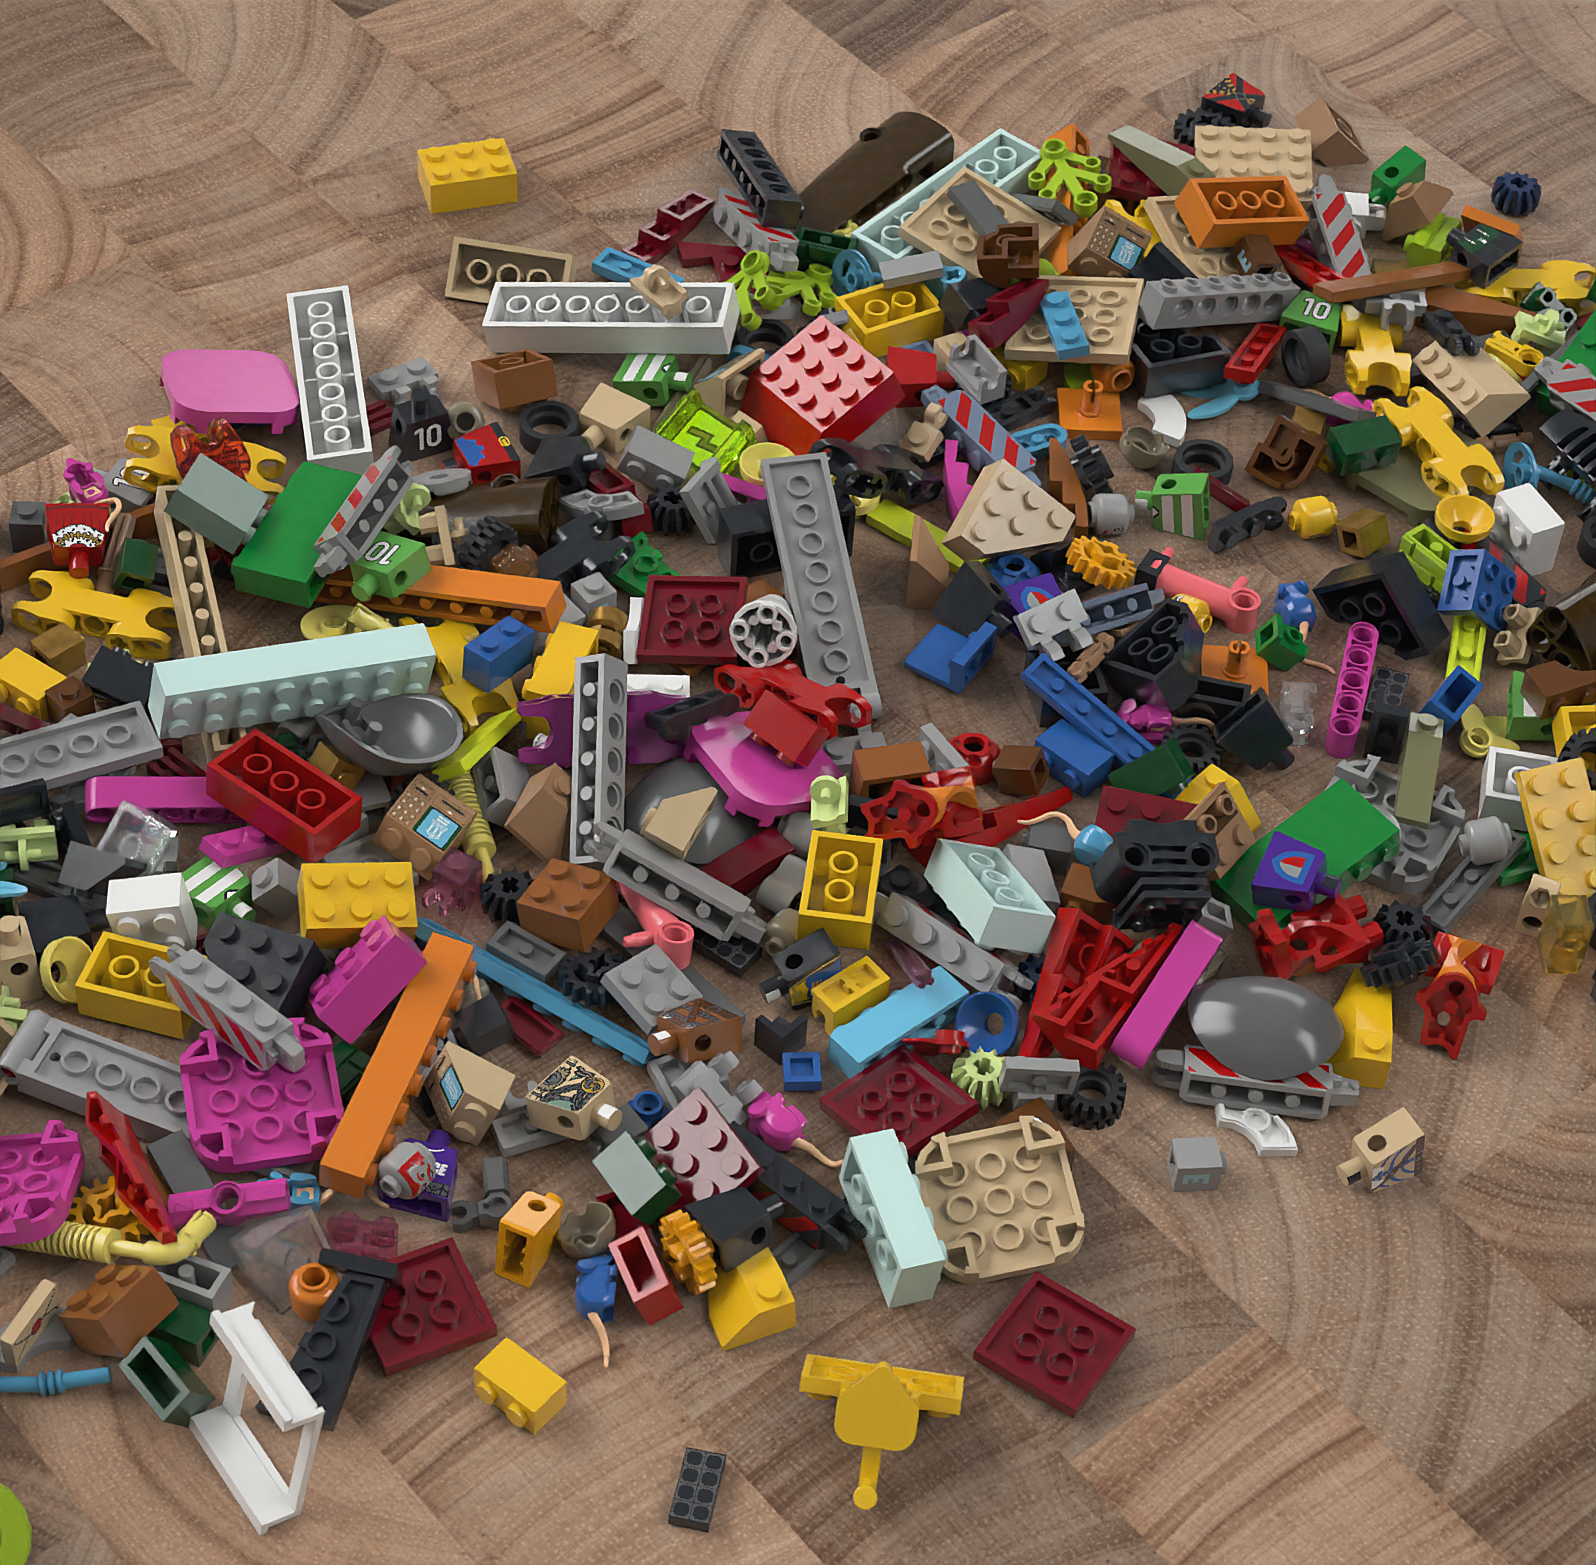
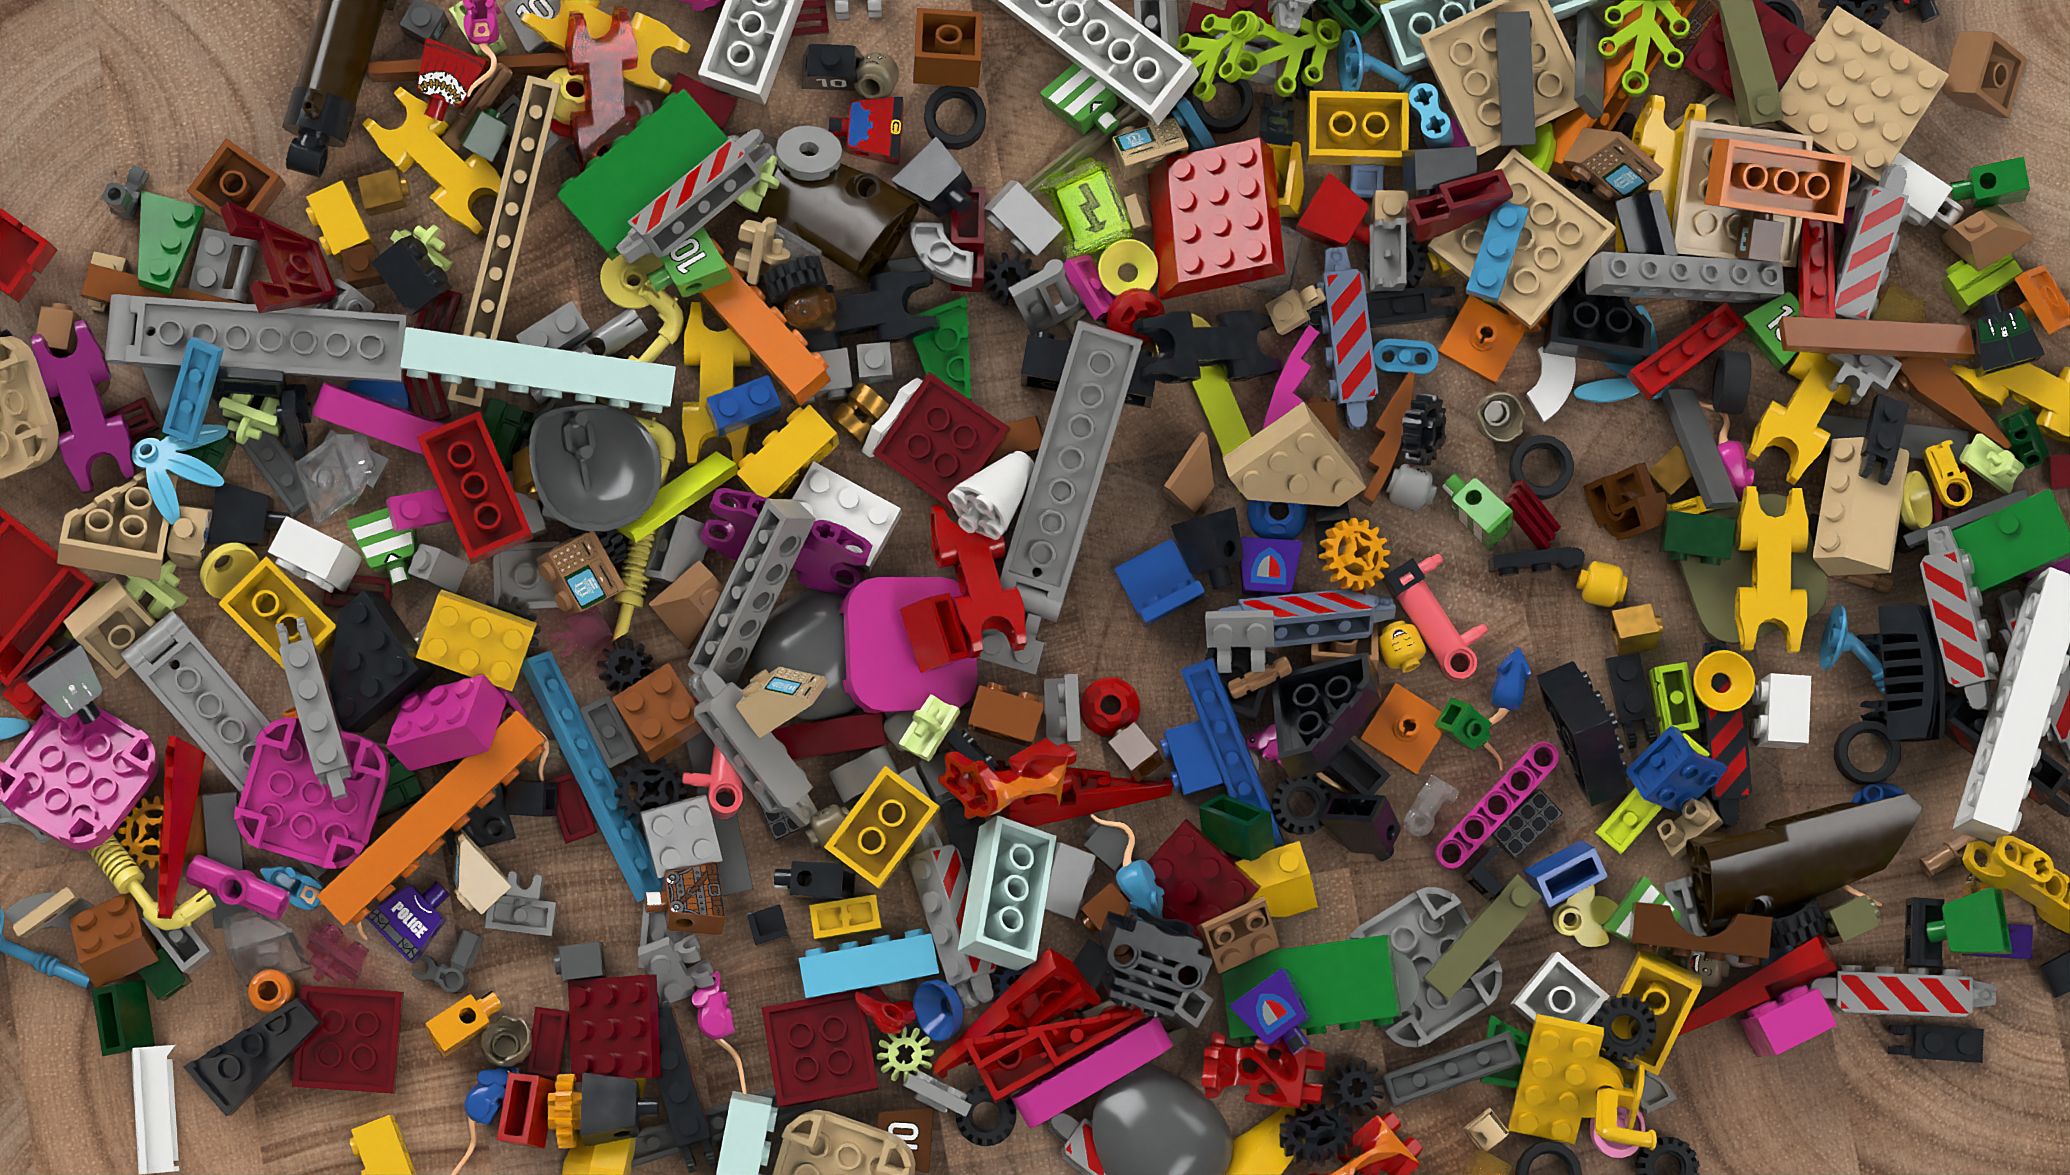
camera: 30 degrees right, 35 degrees up
(91, 869) = (291, 485): slope -> none
(218, 504) = (570, 124): sand green brick -> none
(344, 1262) = (310, 995): black tile -> none
(407, 1170) = (385, 929): light grey head -> none
(573, 1101) = (552, 927): tan torso -> none
(611, 418) = (1017, 135): tan torso -> none
(637, 1177) = (564, 1022): brick -> none
(649, 1101) = (616, 948): blue plate -> none
(660, 290) = (1112, 42): tan hips -> none
(691, 711) = (860, 577): black hinge -> none
(801, 1071) = (765, 970): blue plate -> none
(910, 962) = (907, 923): clear pink axle -> none
(911, 269) = (1400, 96): light grey tile -> none
(1009, 254) = (1496, 138): reddish brown brick -> none
(1486, 840) = (1475, 1055): light grey head -> none

